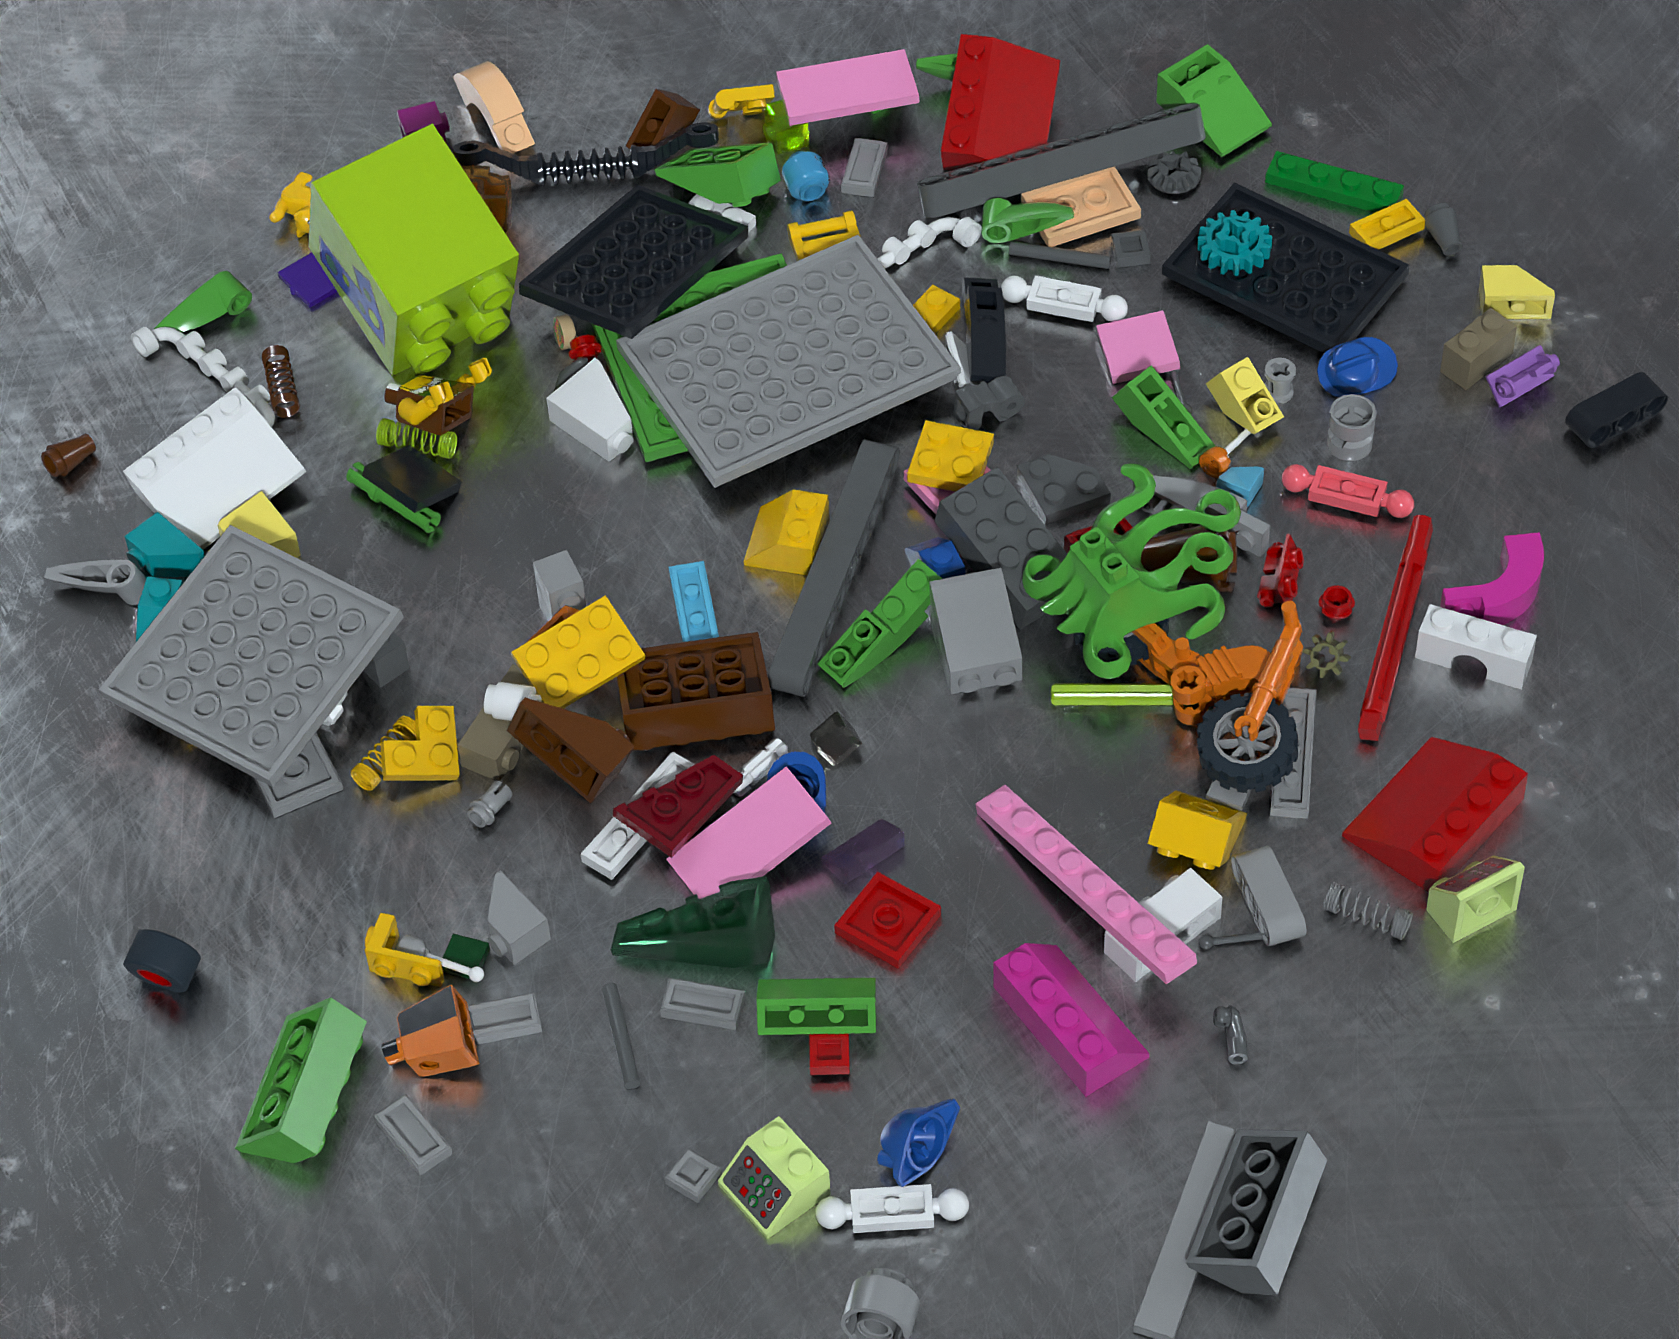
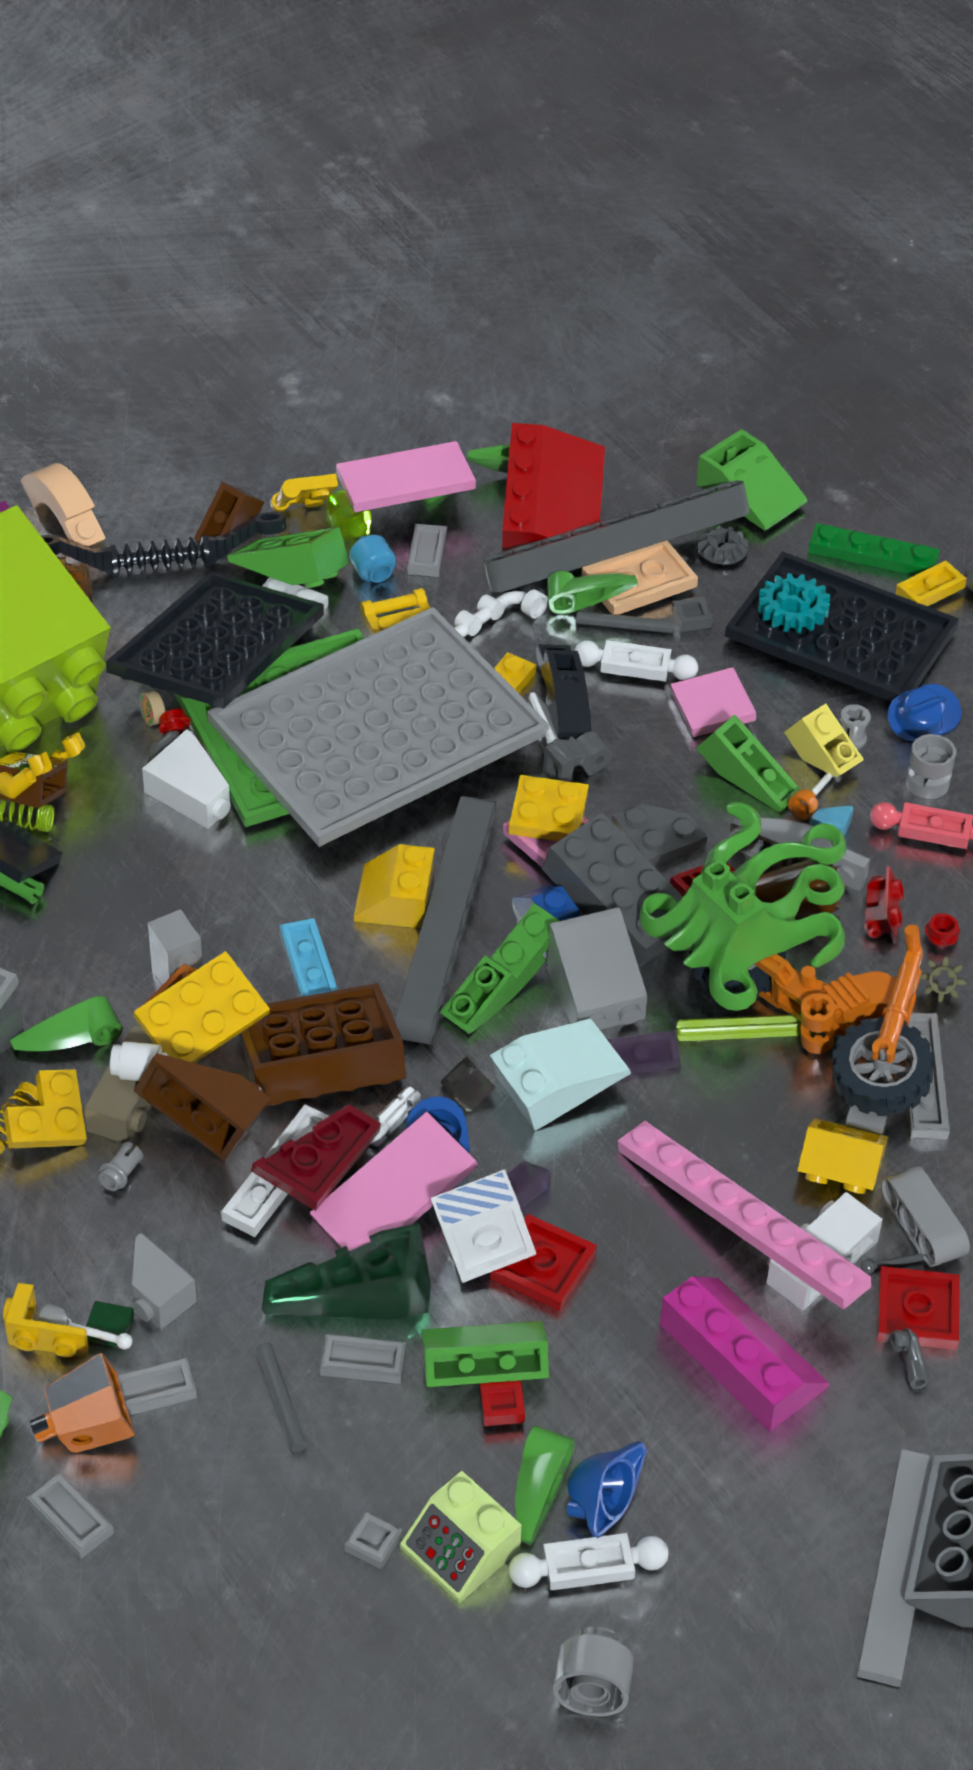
camera: 10 degrees left, 5 degrees down
(465, 659) = (77, 1025): none -> bright green piece
(828, 882) = (483, 1226): none -> white container
(860, 1120) = (539, 1478): none -> bright green piece
(924, 728) = (557, 1069): none -> light aqua slope
(1011, 716) = (648, 1051): none -> clear purple slope
(1251, 982) = (921, 1302): none -> red tile

